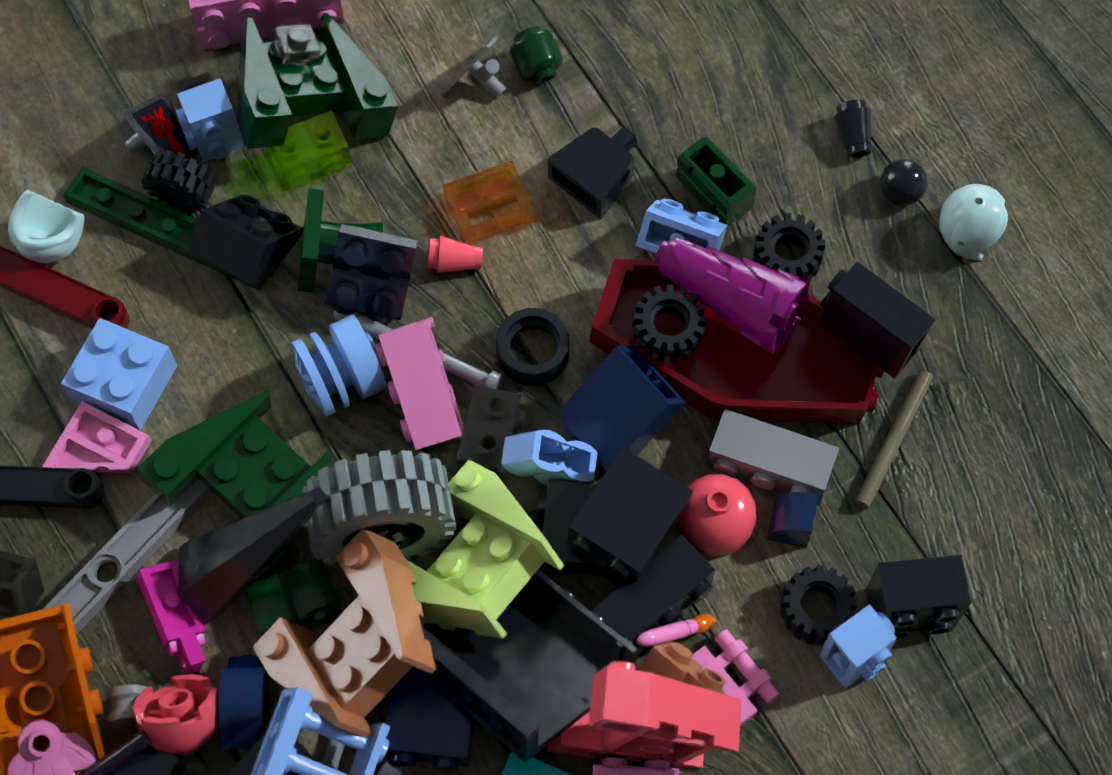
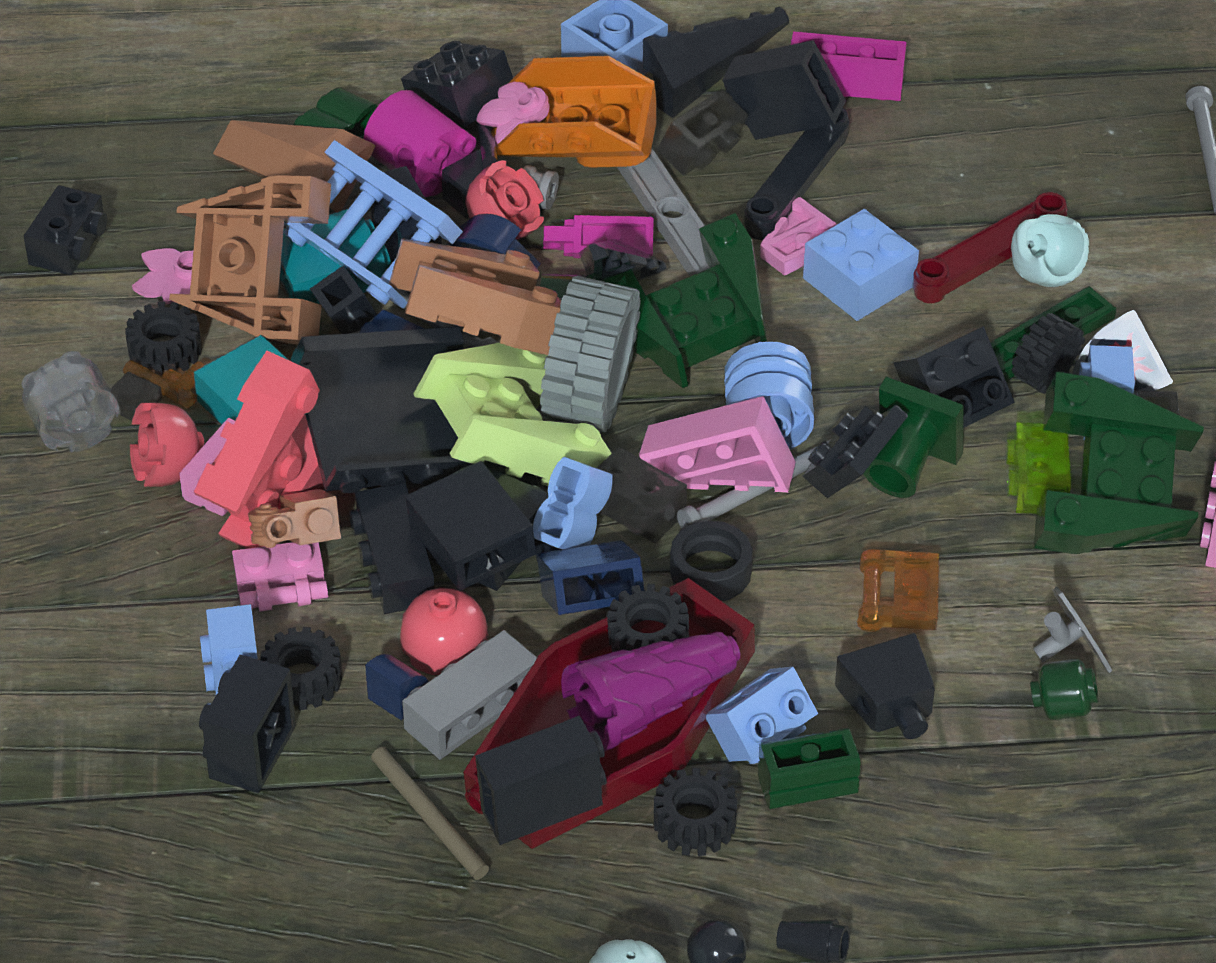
camera: 115 degrees right, 20 degrees down
(296, 44) = (1155, 461): clear smoke plate -> none
(451, 255) = (854, 535): coral cone -> none
(677, 630) = (348, 547): bright pink piece -> none

